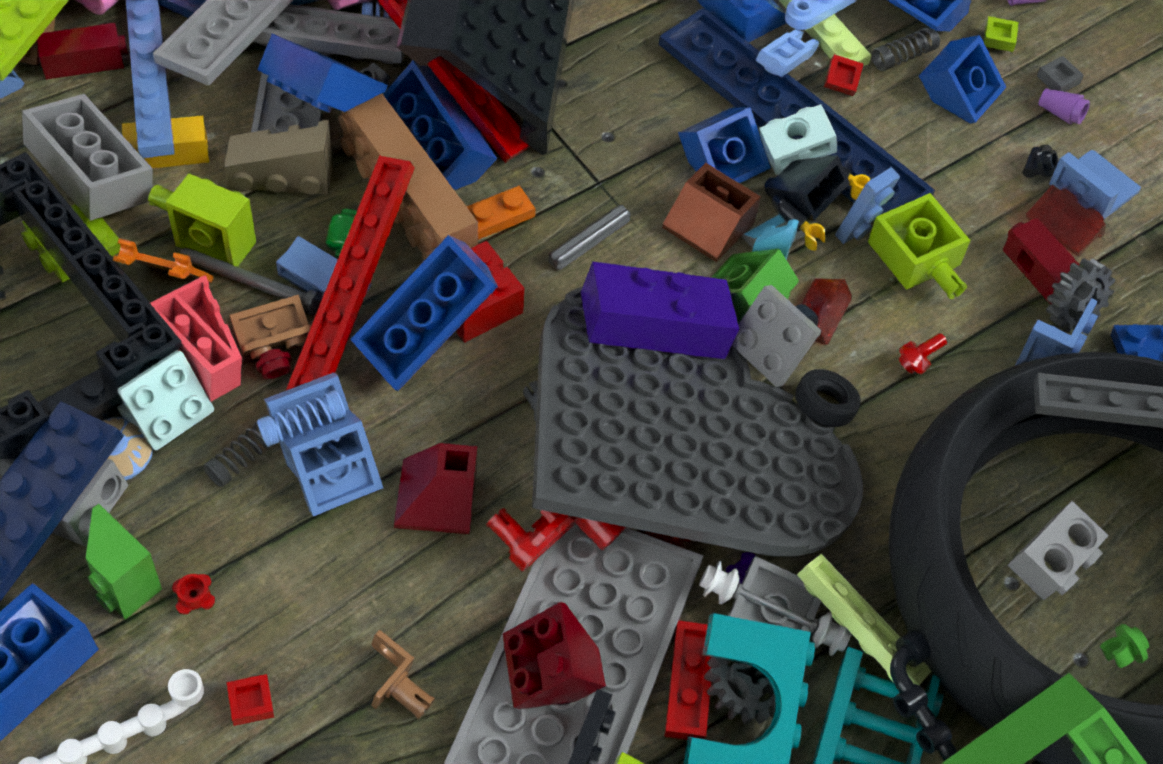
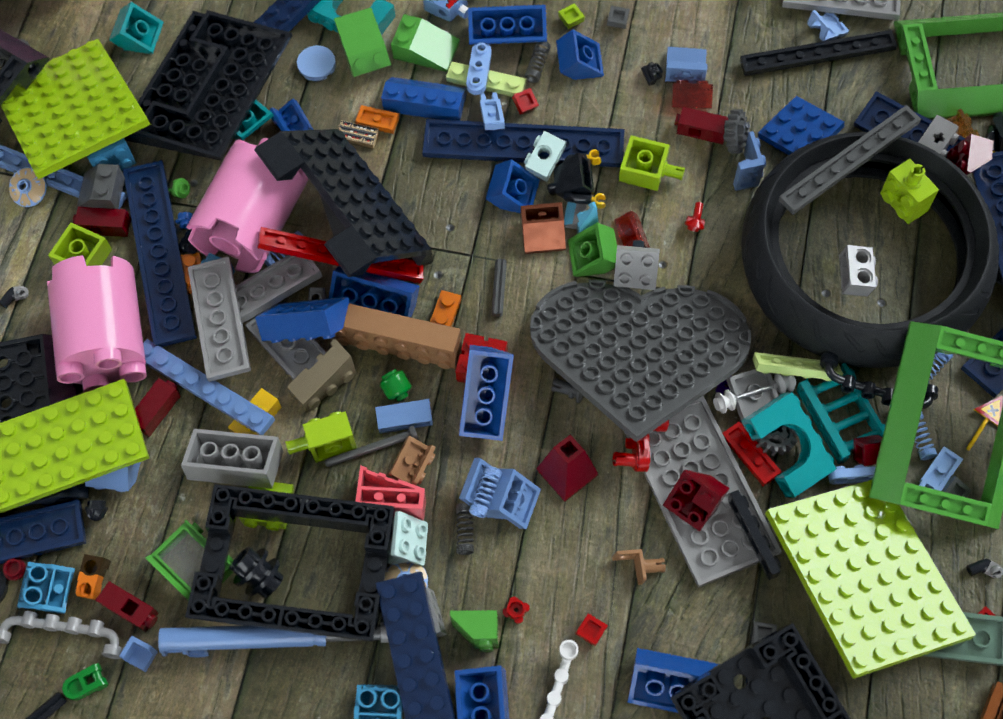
camera: 35 degrees left, 10 degrees up
(180, 268) = (335, 476): orange flag -> none
(274, 364) = (432, 477): dark red plate -> none
(353, 271) = (430, 407): red plate -> none
(658, 310) = (578, 300): dark purple brick -> none
(821, 410) = (677, 284): black tyre -> none
(868, 206) = (613, 166): medium blue plate -> none
(1065, 105) = (635, 32): medium lavender cone -> none
(1126, 647) = (918, 287): bright green plate -> none

